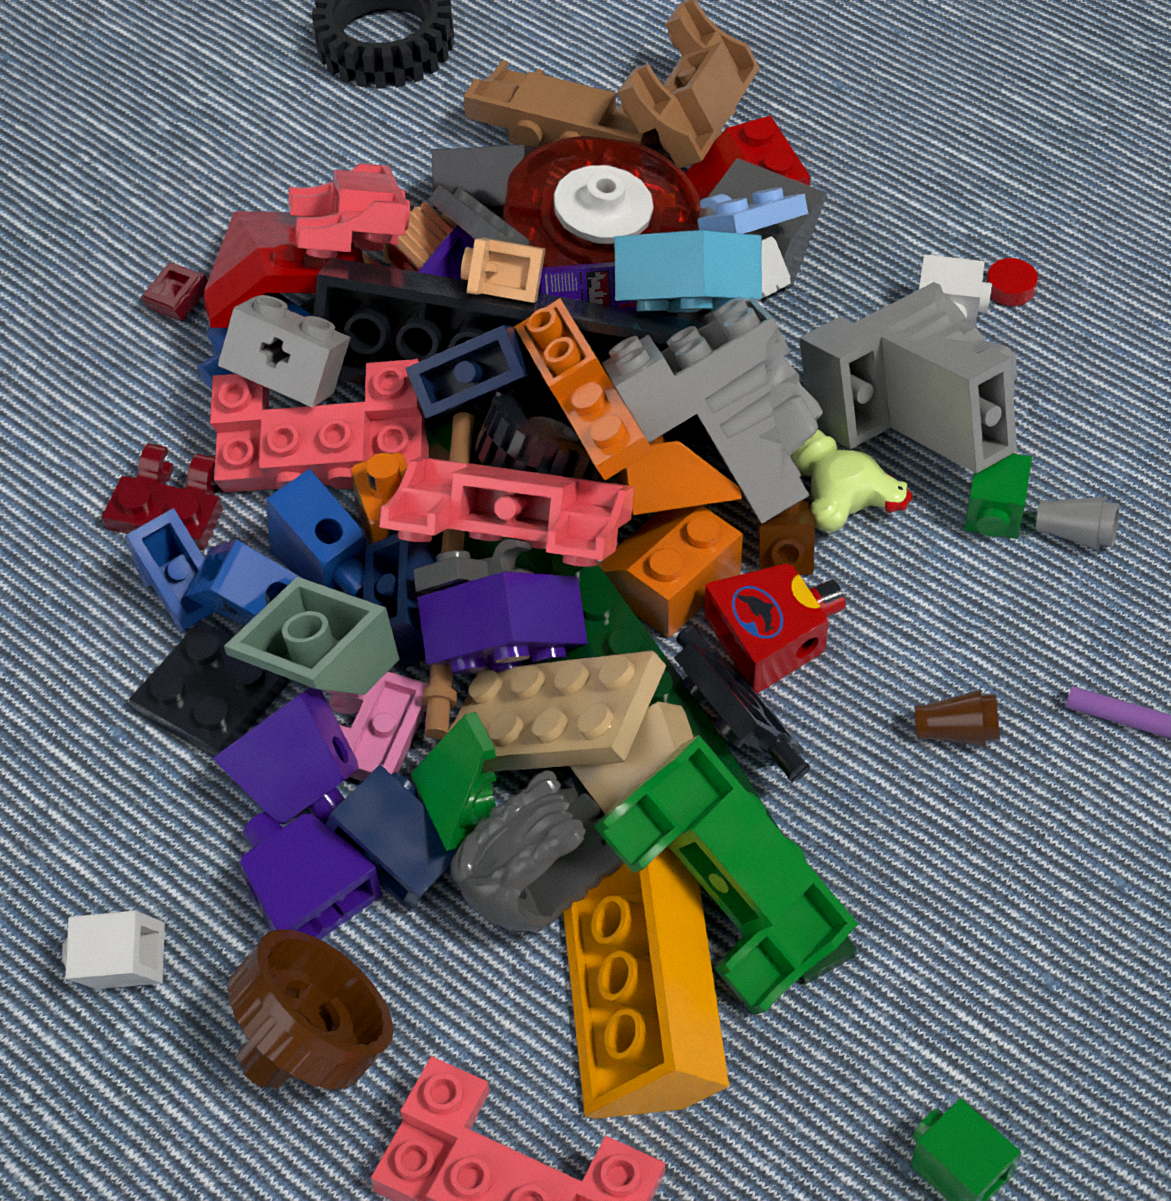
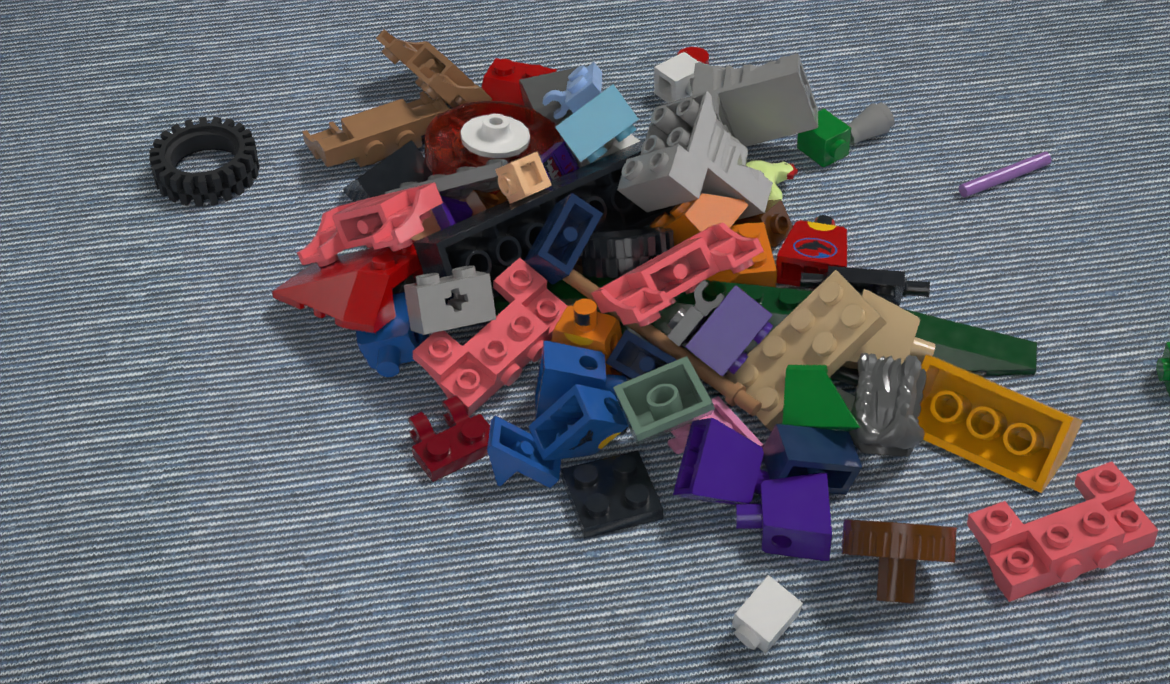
camera: 50 degrees left, 10 degrees down
(175, 291) = (293, 352): dark red tile -> none
(583, 389) = (641, 204): orange slope -> none
(740, 861) = (955, 324): green bracket -> none
(959, 719) = (944, 226): reddish brown cone -> none

